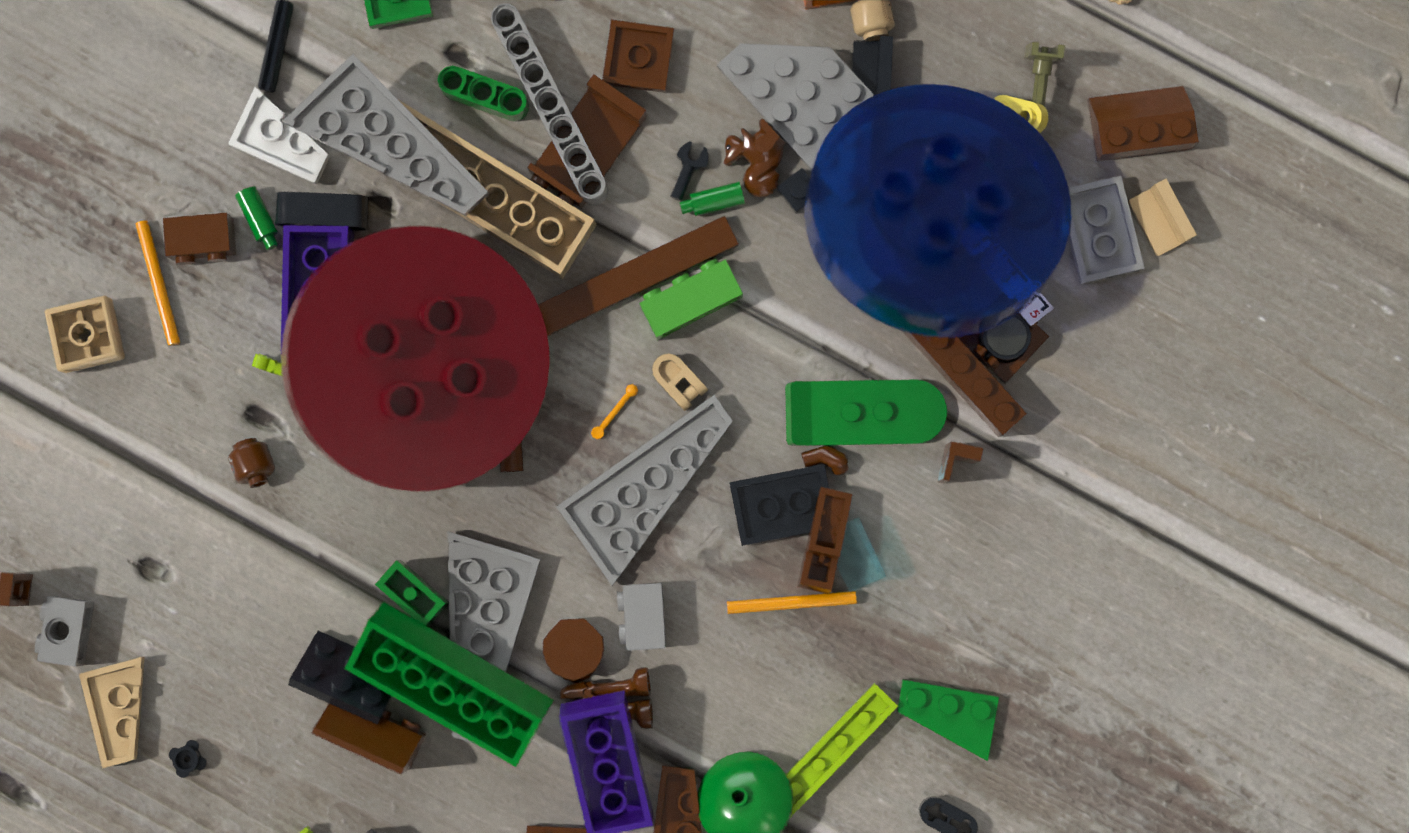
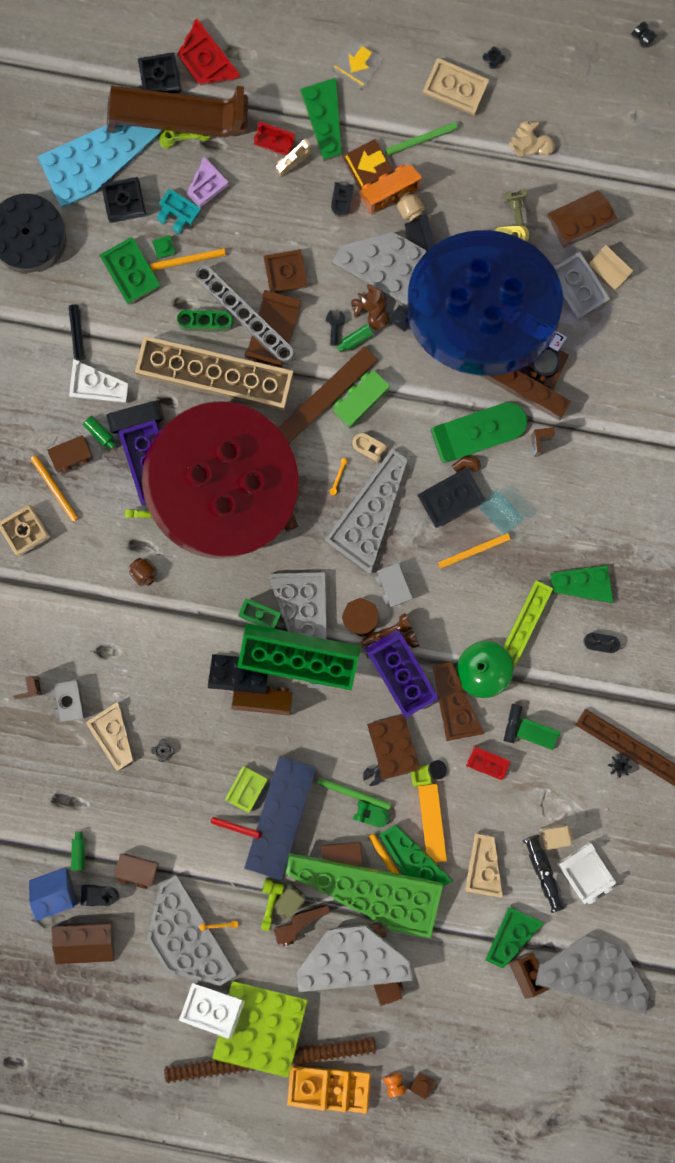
camera: 30 degrees left, 0 degrees up
(373, 127) = (155, 360): light grey wing -> none
(825, 540) = (481, 509): reddish brown slope -> none

